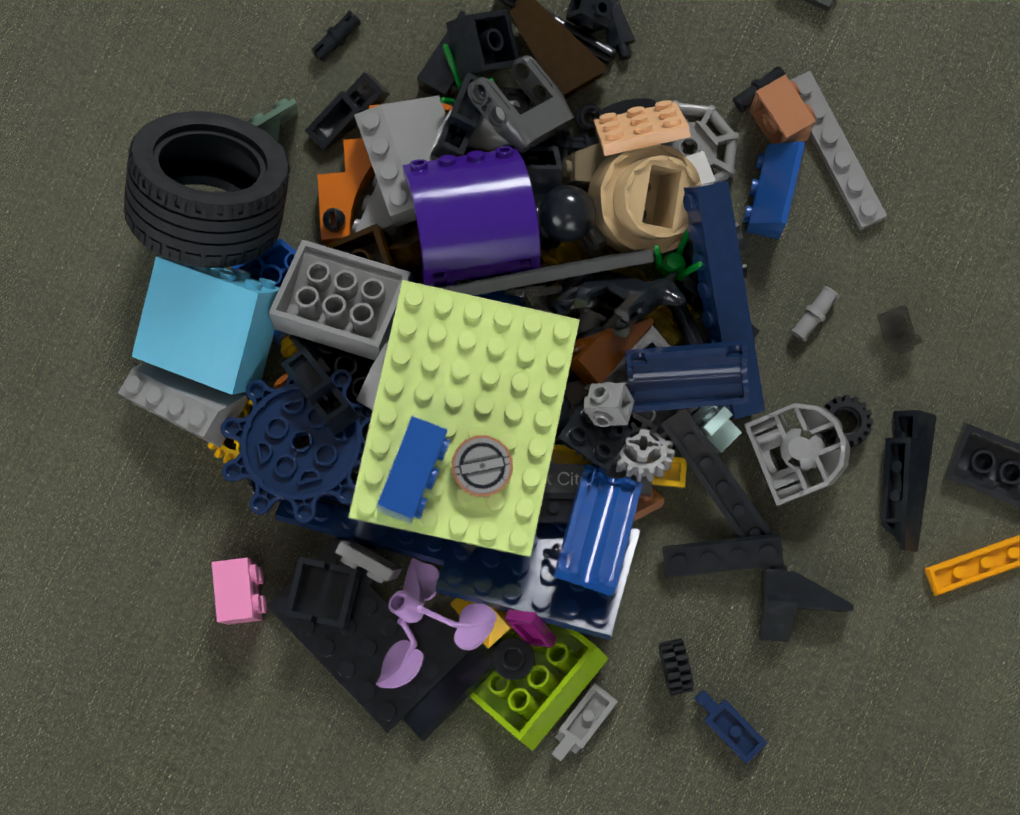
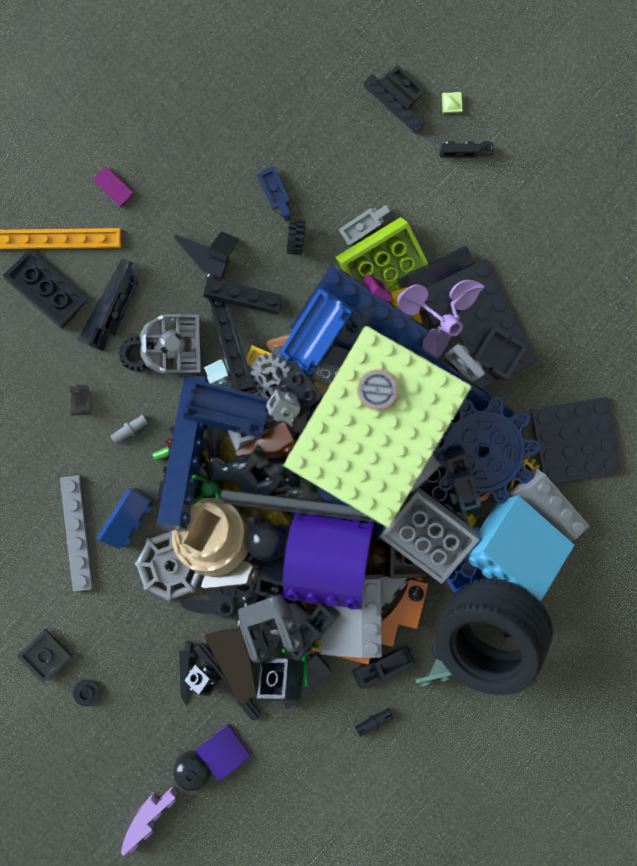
camera: 165 degrees left, 10 degrees up
(173, 511) = (576, 440): none -> black plate
(238, 591) = (551, 373): bright pink brick -> none
(413, 470) = (422, 396): blue brick -> none
(513, 659) = (394, 274): black piece -> none
(641, 127) = (197, 584): light nougat plate -> none
(702, 166) = (167, 550): white sticker -> none
(745, 99) = (110, 589): black pin -> none
(754, 297) = (163, 453): none -> bright green arm
(782, 112) = (101, 565): nougat brick -> none
(970, 653) = (113, 186): none -> magenta tile

